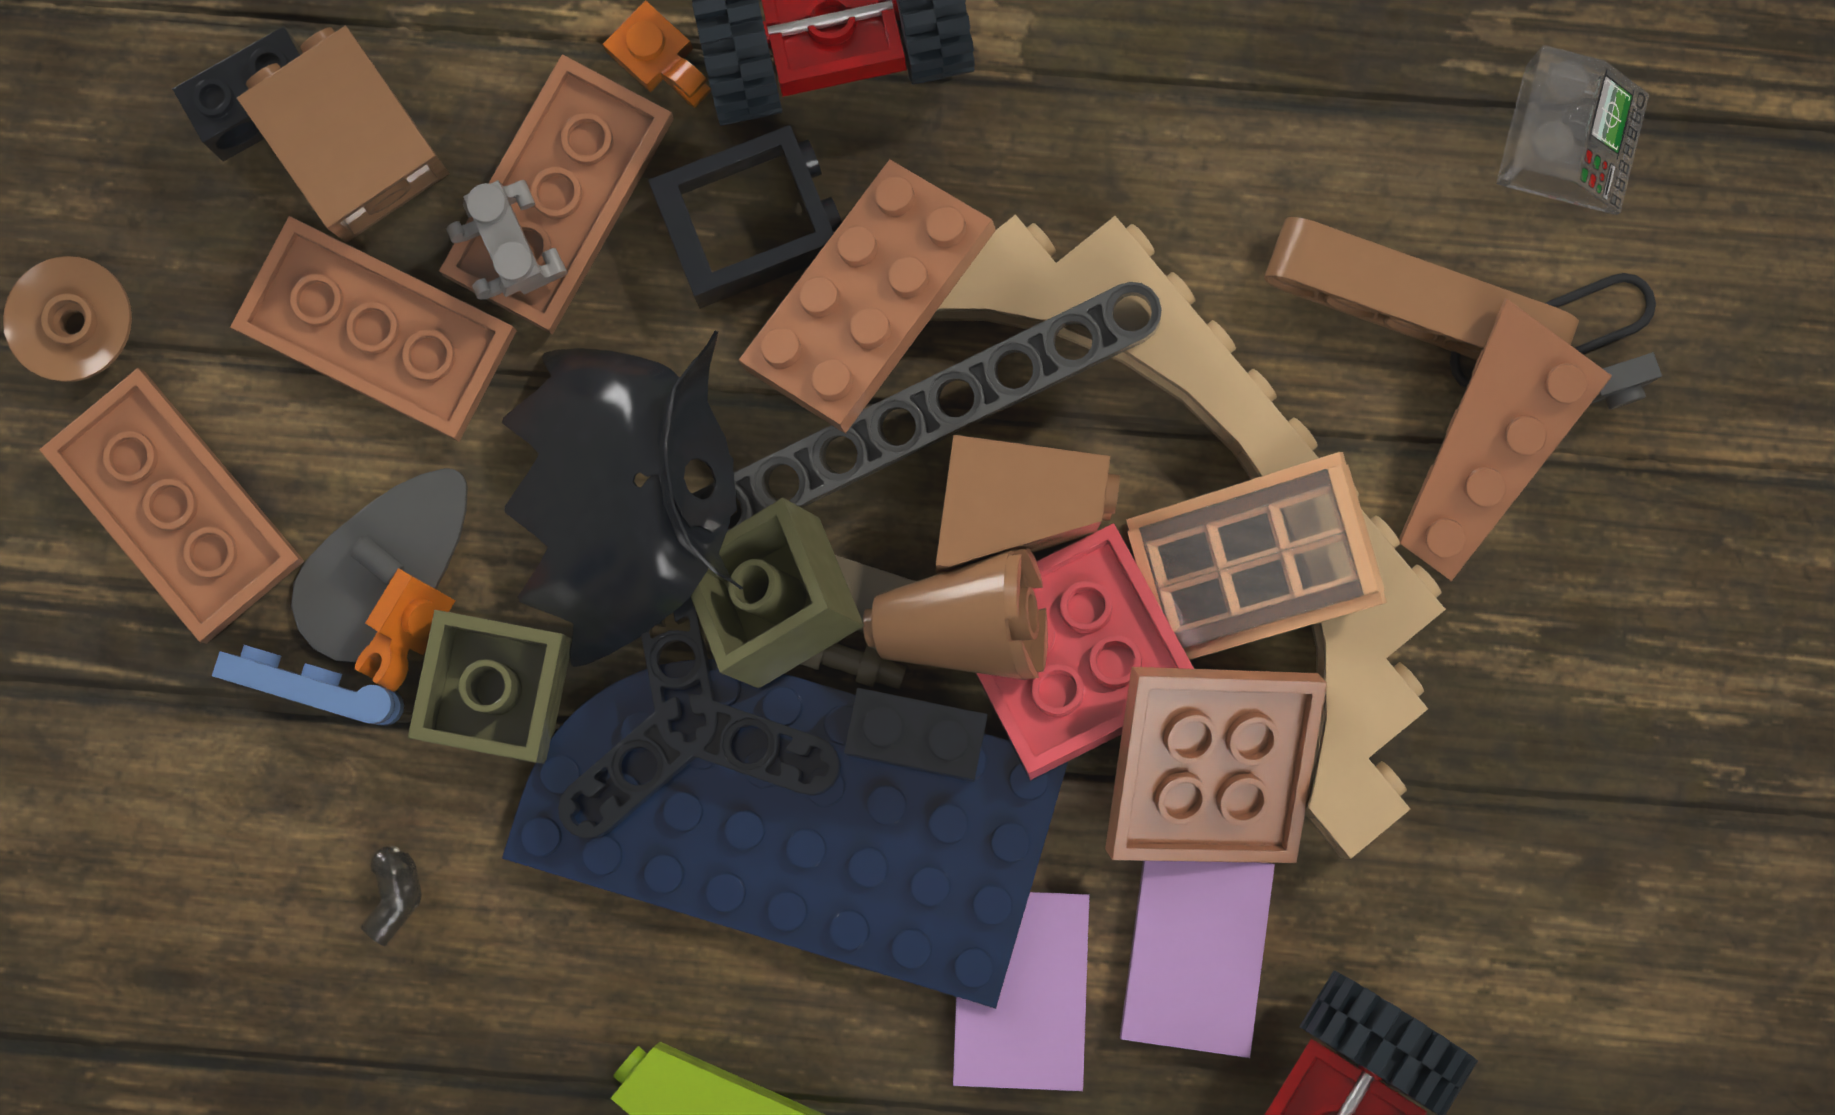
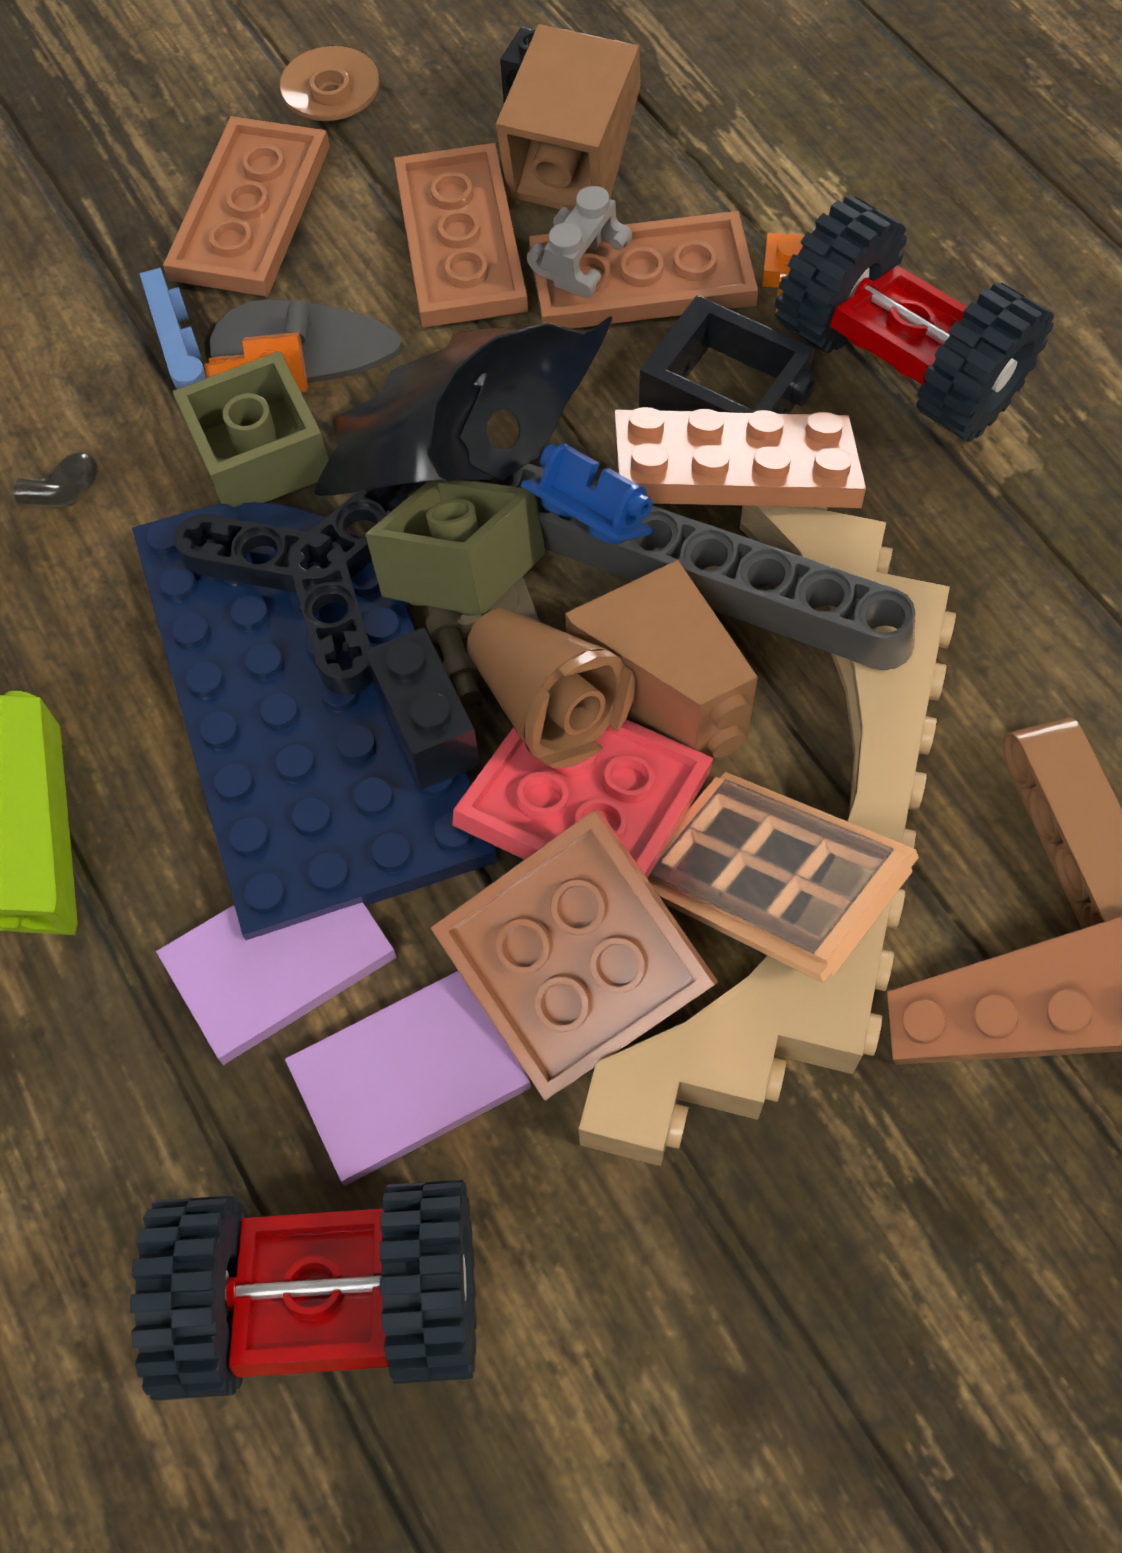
camera: 55 degrees right, 20 degrees down
(860, 456) = (609, 510): none -> blue hinge

